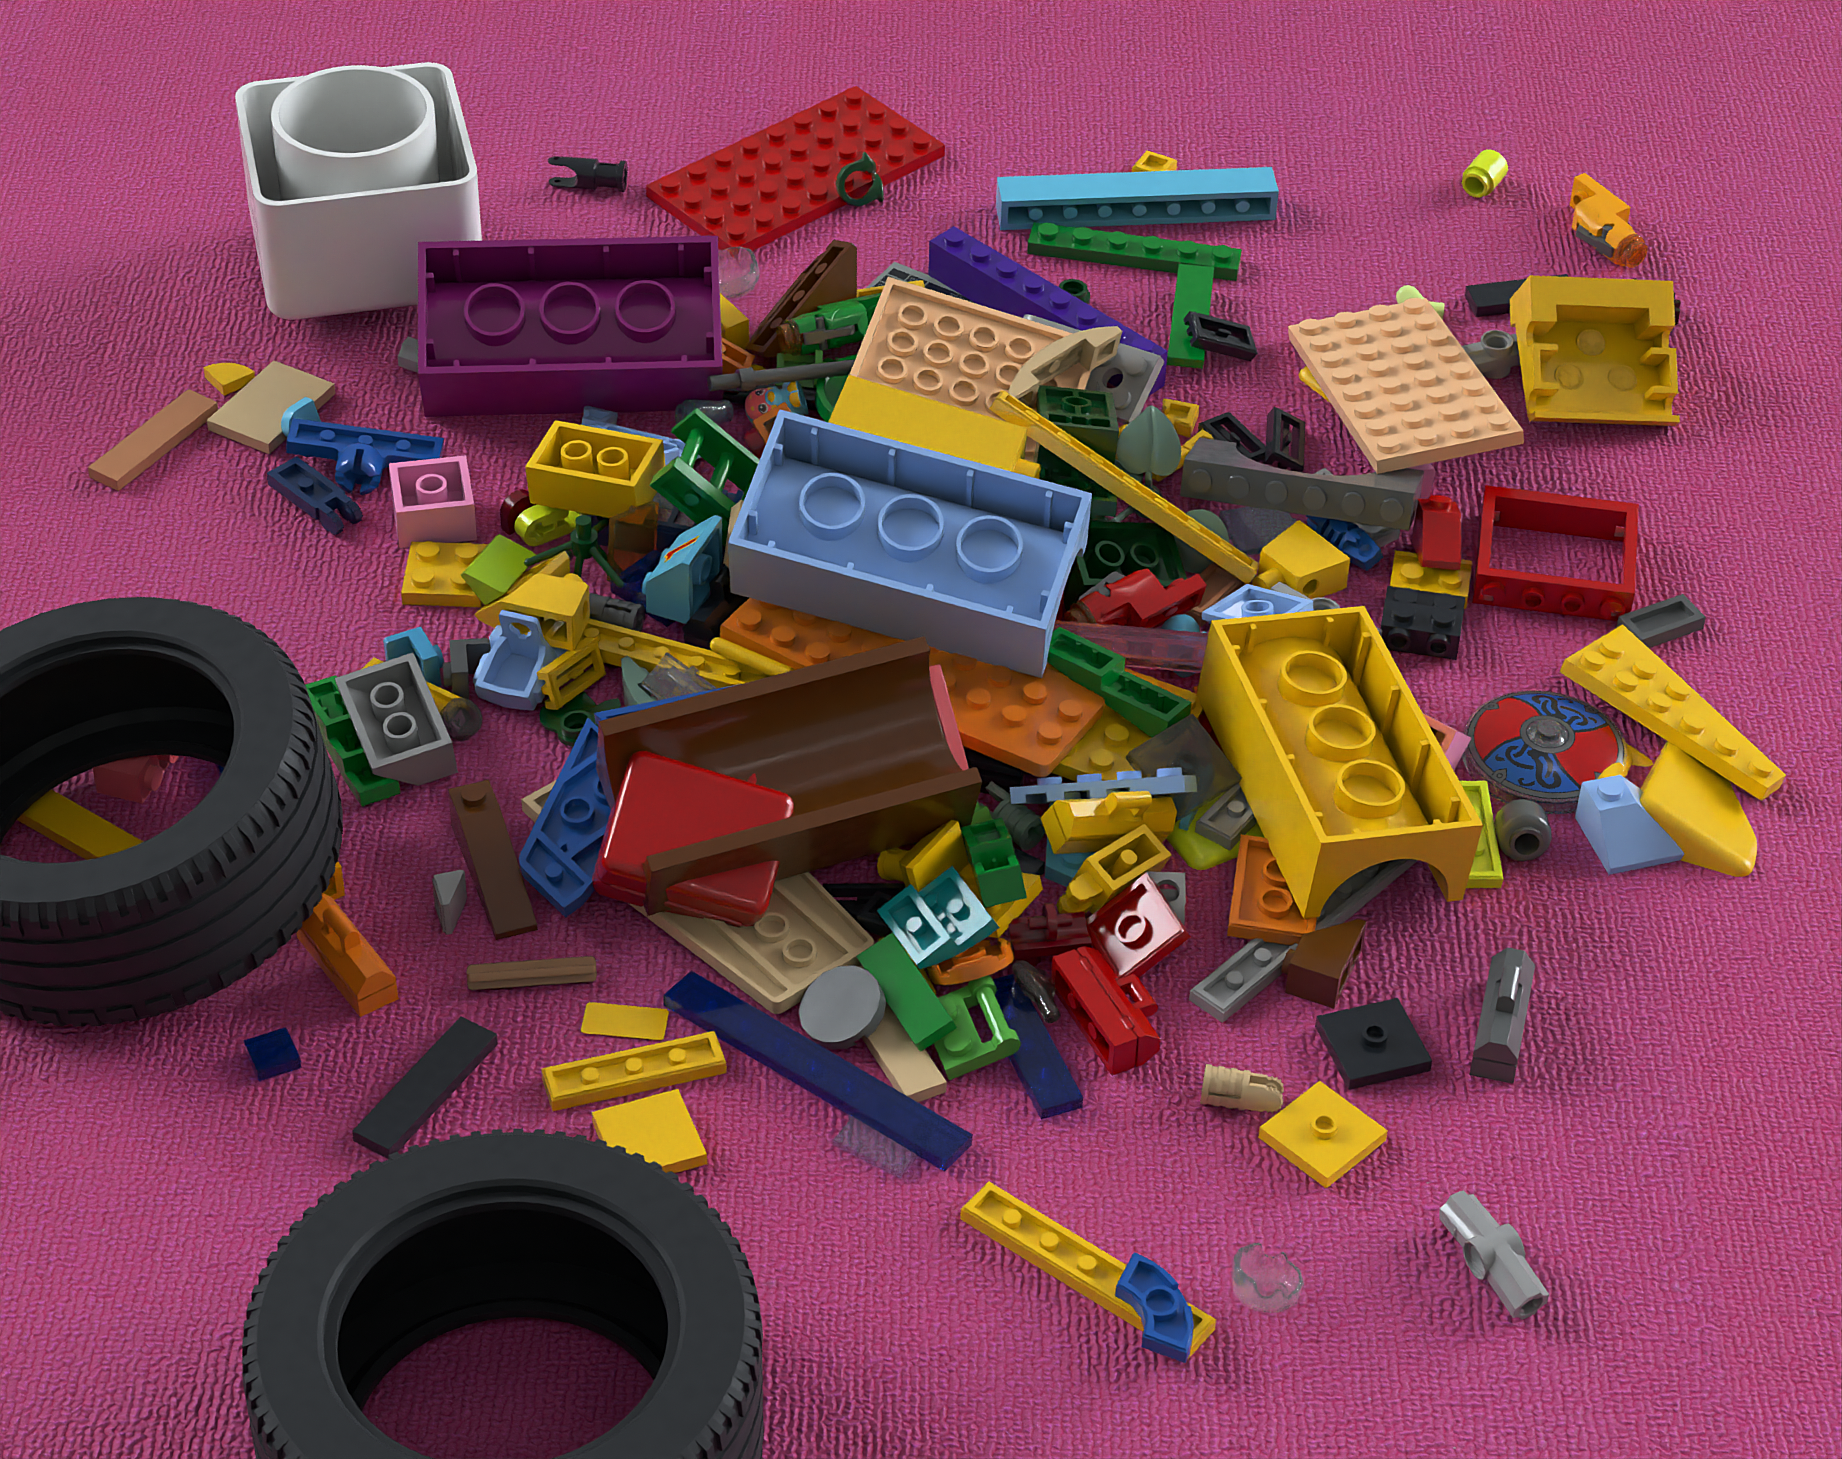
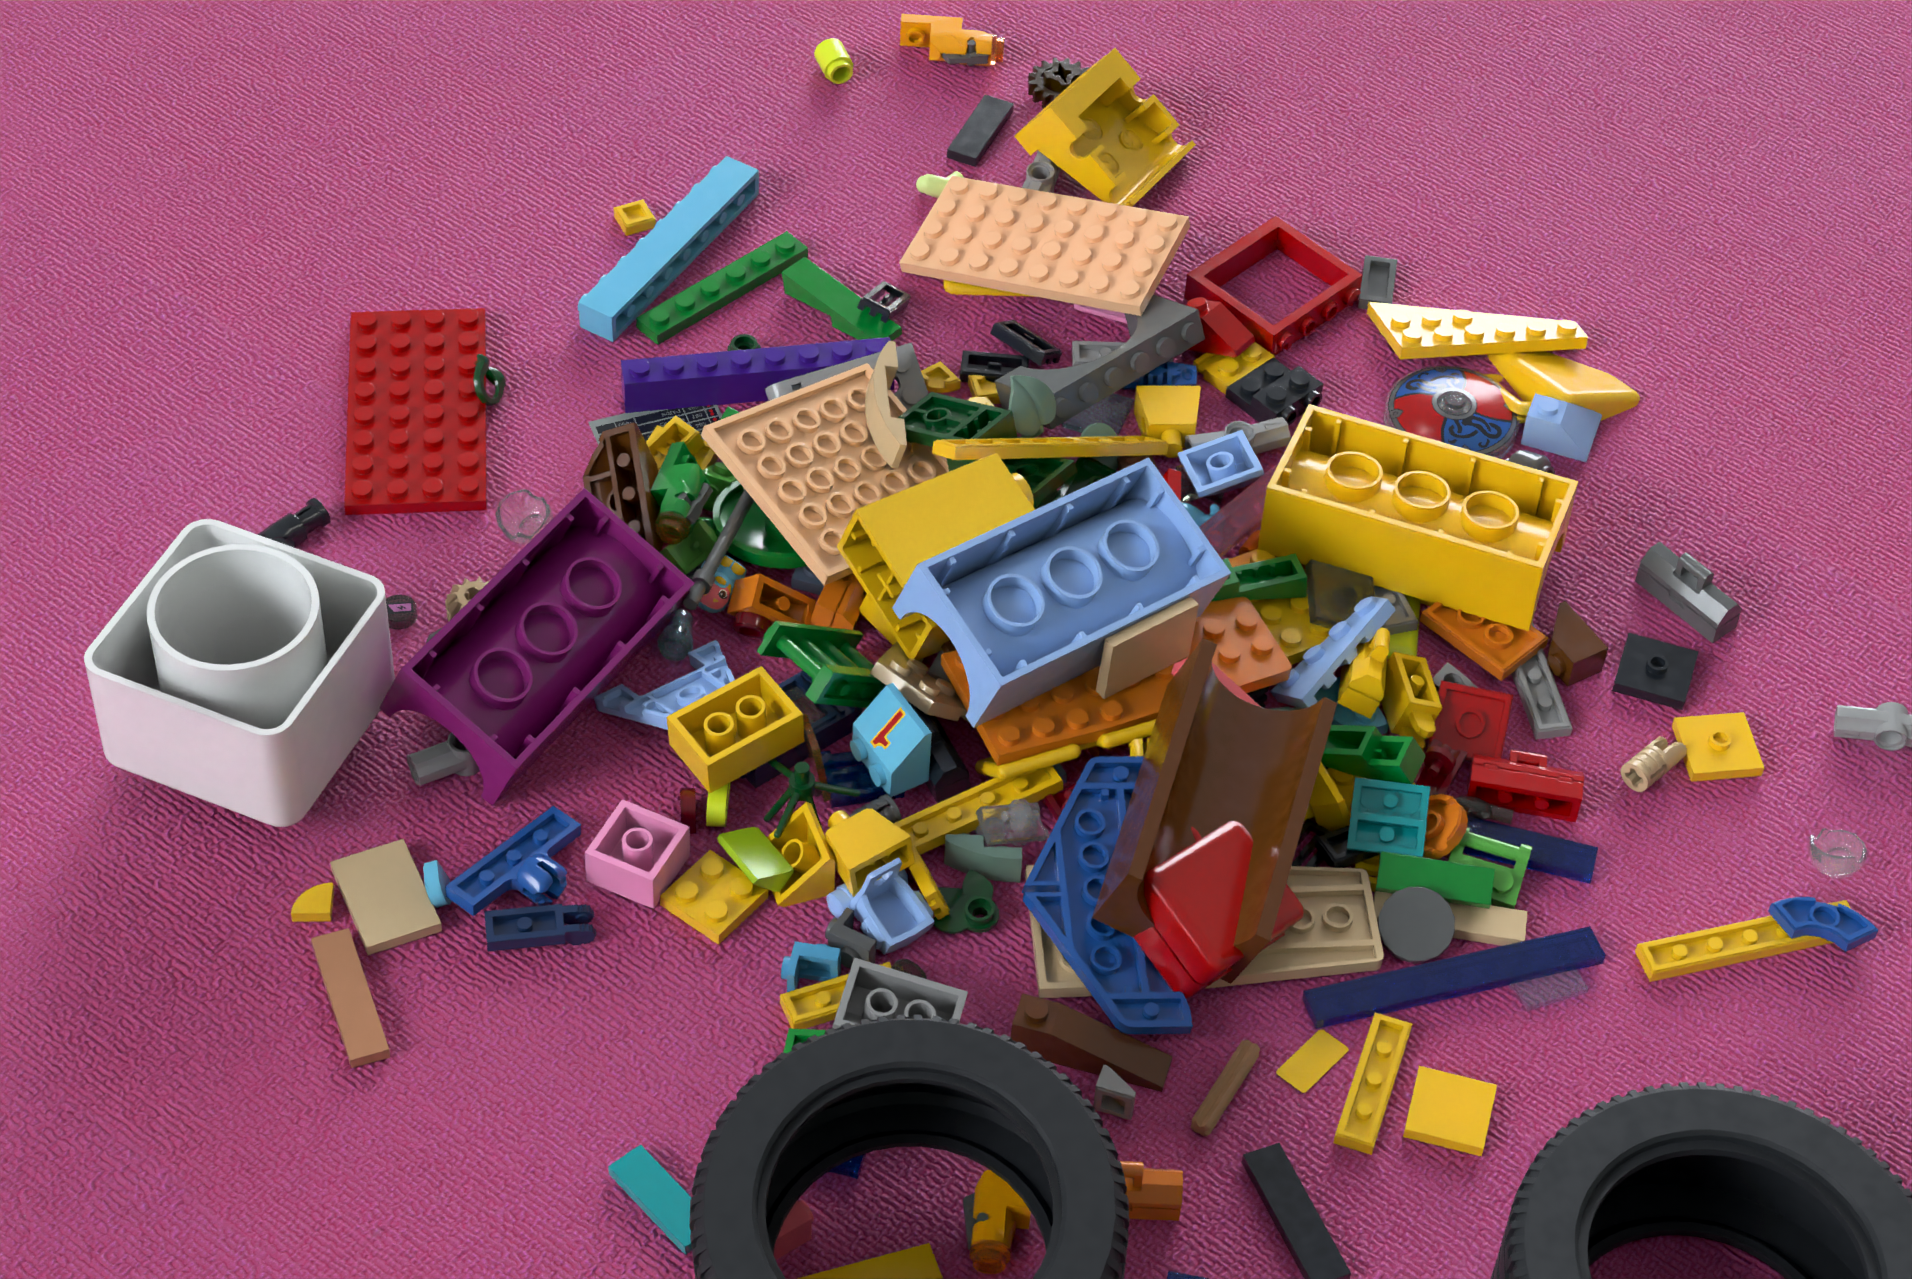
camera: 55 degrees left, 5 degrees up
(952, 636) = (1147, 647): none -> tan tile

